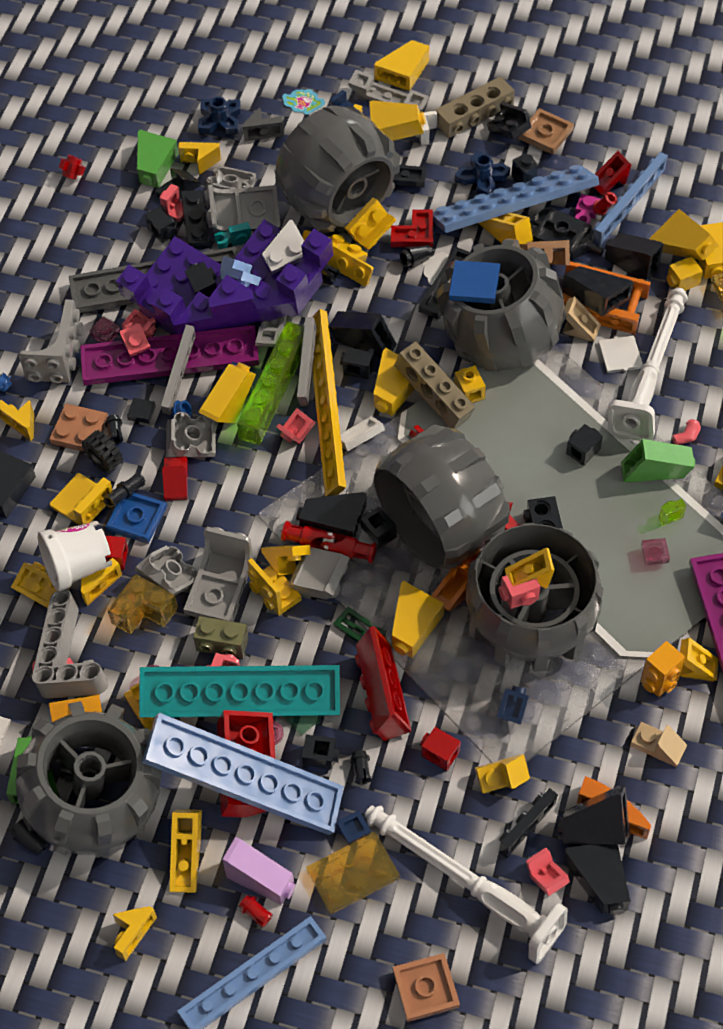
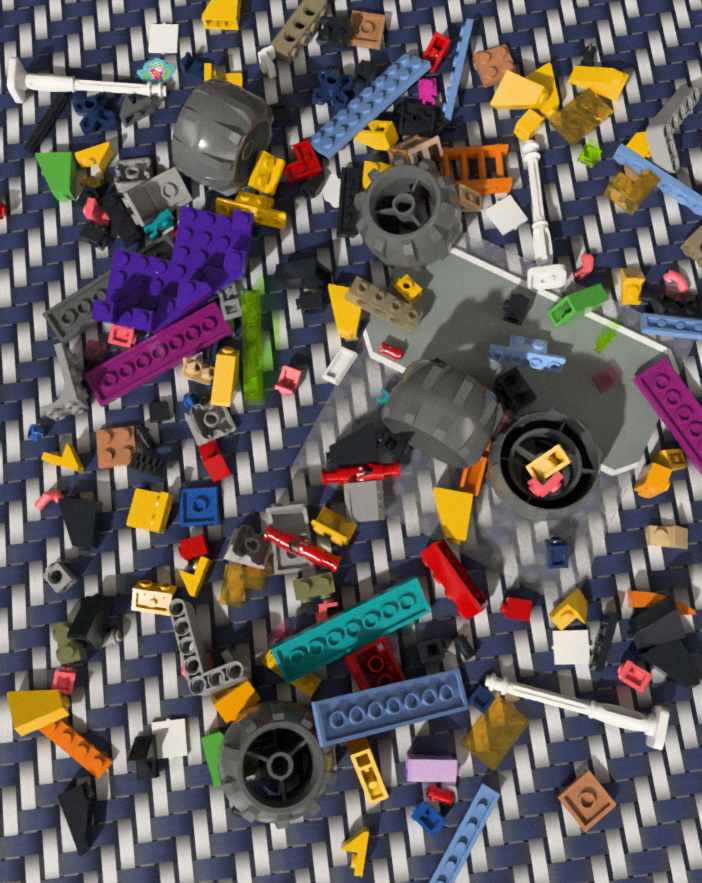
camera: 20 degrees left, 20 degrees up
(73, 553) = (173, 573): white piece -> none
(124, 490) = (181, 491): black pin -> none
(134, 339) = (125, 353): coral bracket -> none
(158, 62) = (19, 81): none -> white piece
(164, 110) = (45, 123): none -> black axle
(178, 369) = (174, 368): light grey tile -> none
(199, 380) = (197, 371): none -> tan hips
(201, 279) = (156, 281): black brick -> none
(229, 927) = (428, 818): none -> blue bracket
(237, 600) = (312, 552): none -> red piece
(239, 271) = (183, 266): light blue brick -> none
(284, 248) = (213, 227): white wing -> none
(284, 558) = (332, 497): yellow slope -> none
(306, 361) = (272, 319): light grey tile -> none
(326, 74) = (163, 38): none -> white piece
(327, 409) = (304, 351): yellow plate -> none
(342, 618) = (396, 528): dark green tile -> none
(366, 87) = (223, 43): light grey slope -> none
(397, 119) = (244, 66): yellow slope -> none
(474, 282) = (388, 210): blue tile -> none
(487, 817) = (571, 647): none -> white piece
(576, 493) = (526, 353): none -> light blue bracket
(597, 289) = (471, 168): black slope -> none
(601, 206) = (440, 86): red pin -> none
(634, 255) = (484, 122): black slope -> none
(668, 202) = (493, 65): none -> nougat plate

